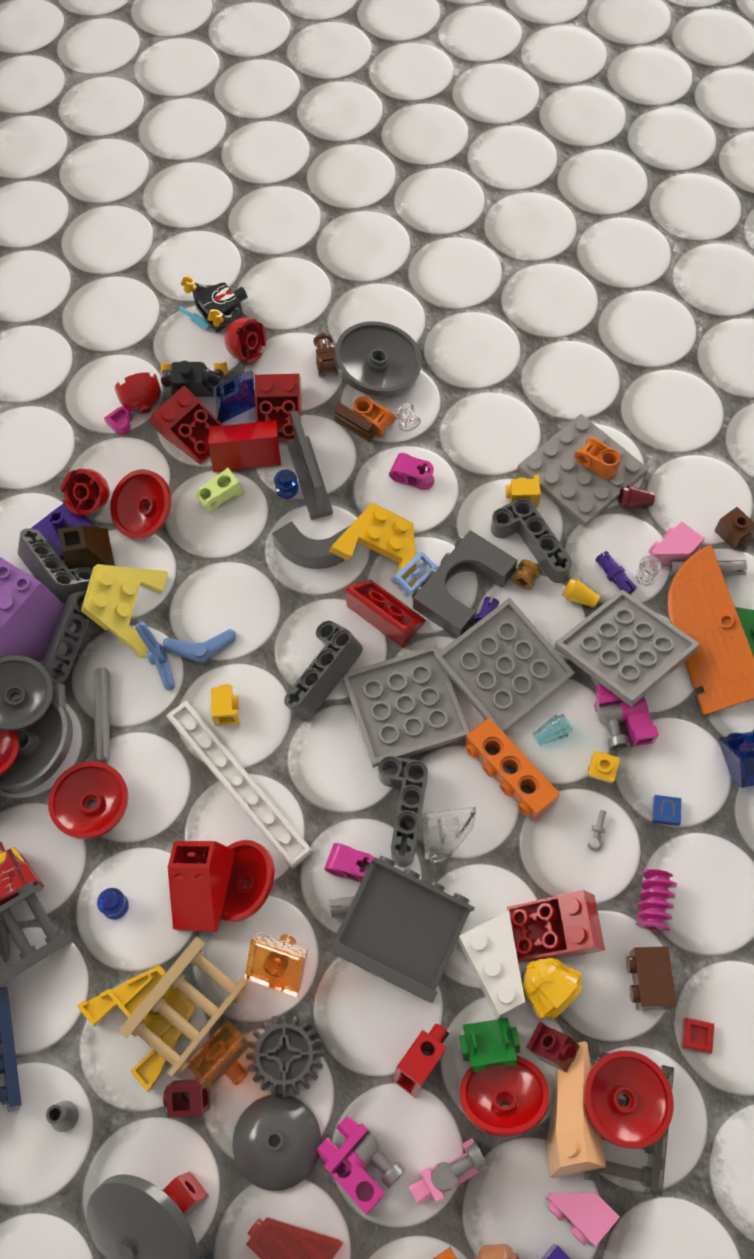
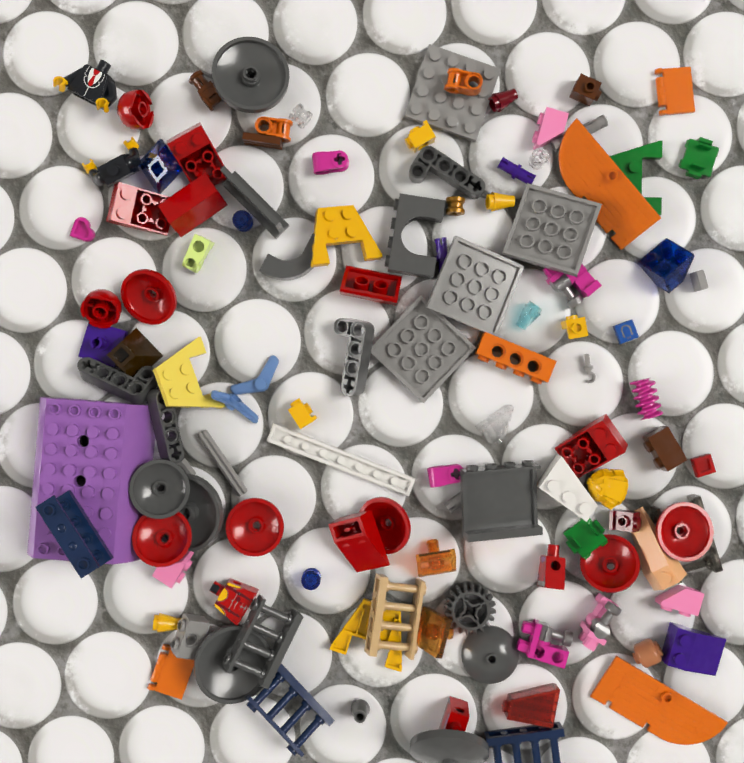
camera: 35 degrees left, 25 degrees up
(139, 392) = (85, 203): red cylinder -> none
(177, 1103) = (426, 664): dark red brick -> none
(195, 318) = (81, 106): medium azure piece -> none
(403, 584) = (374, 261): light blue tile -> none
(405, 812) = (460, 423): dark grey beam -> none

